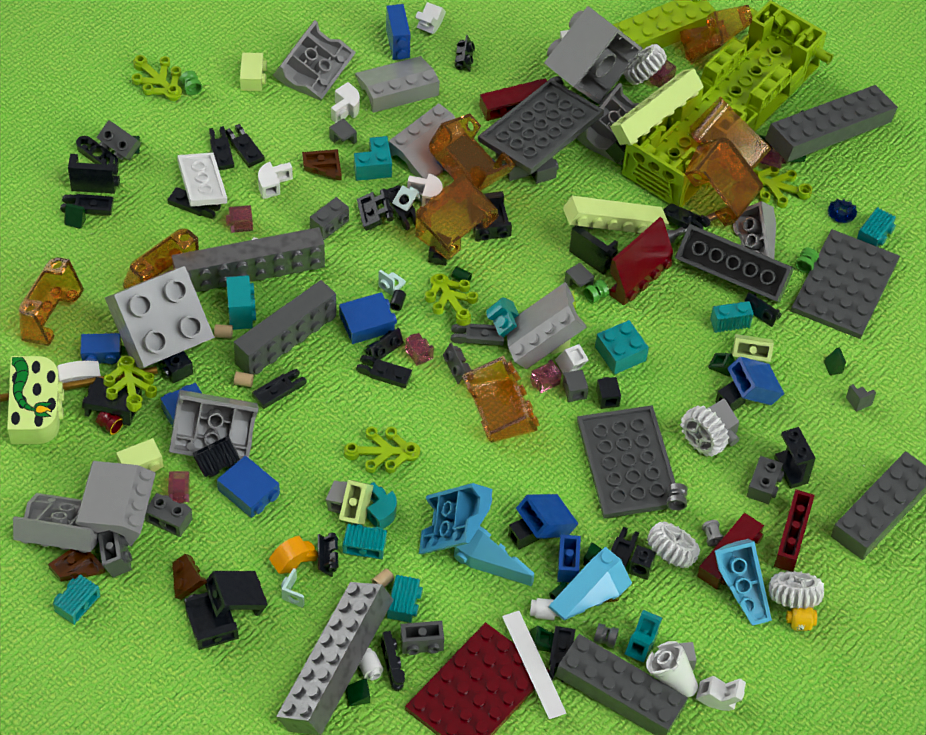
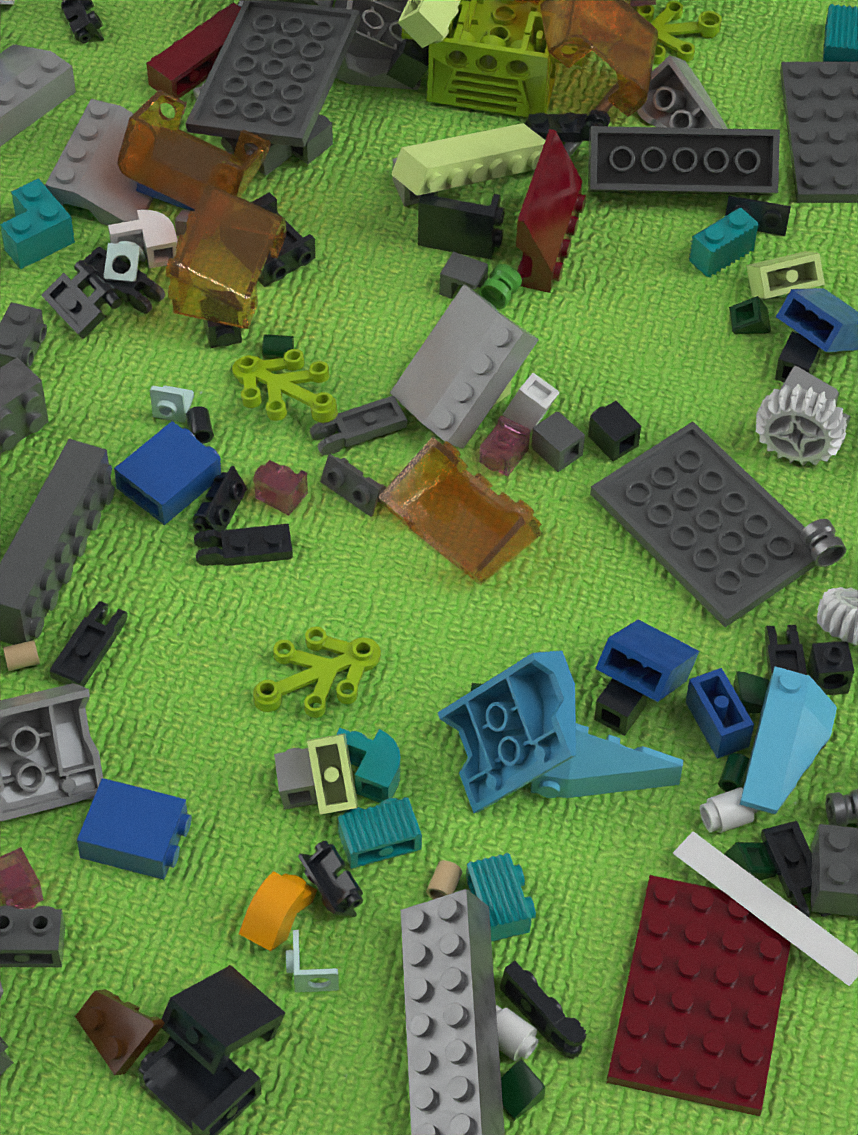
camera: 25 degrees left, 0 degrees up
(216, 456) = (53, 802): black brick -> none
(422, 637) = (570, 948): dark grey brick -> none
(503, 315) = (386, 380): teal brick -> none
(621, 347) = (591, 353): teal brick -> none
(806, 260) = (777, 115): bright green wheel -> none
(839, 215) = (778, 39): clear blue gear -> none

